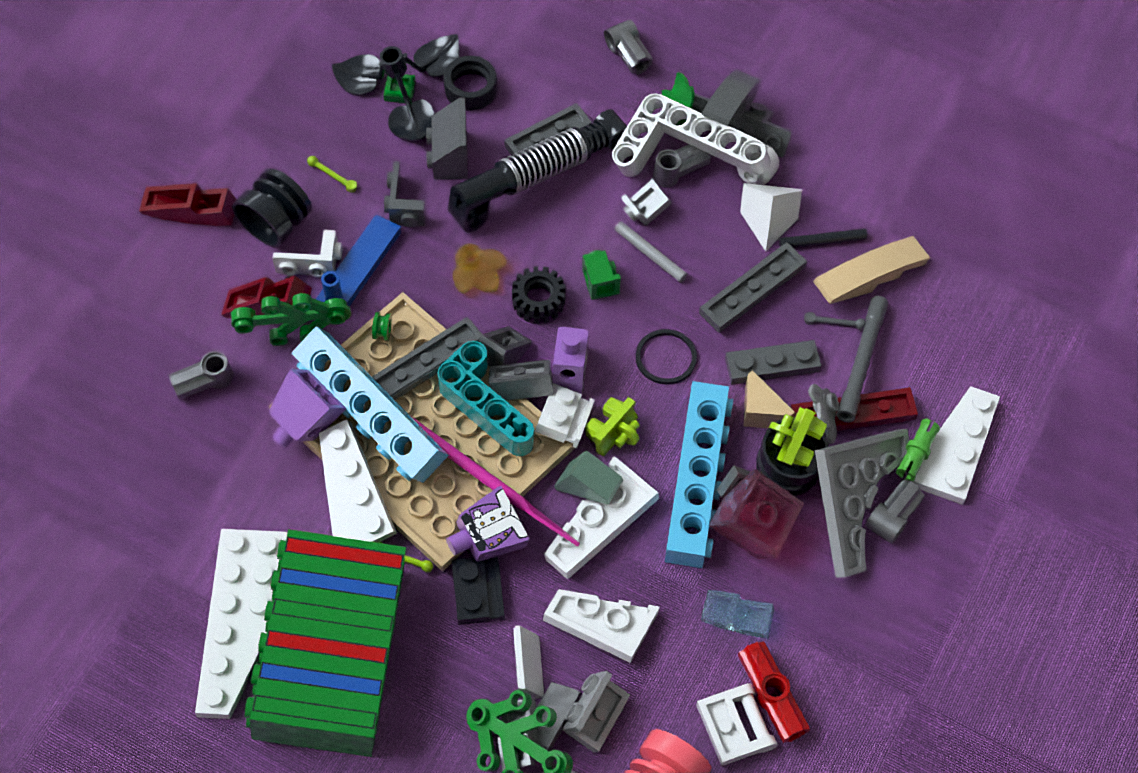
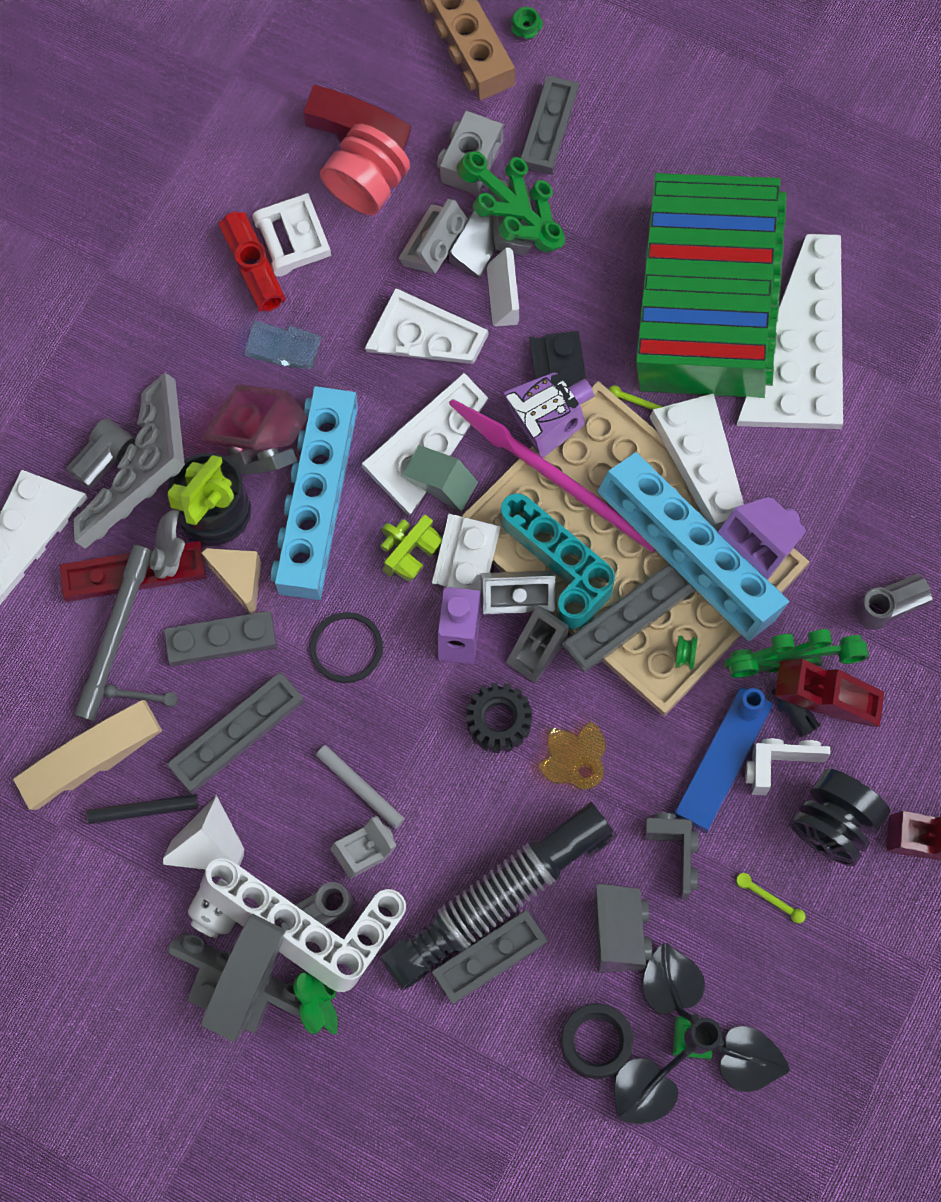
camera: 175 degrees left, 10 degrees up
(600, 275) = (424, 744): green brick -> none
(626, 42) = (383, 1114): flat silver piece -> none
(918, 450) = (65, 516): bright green pin -> none

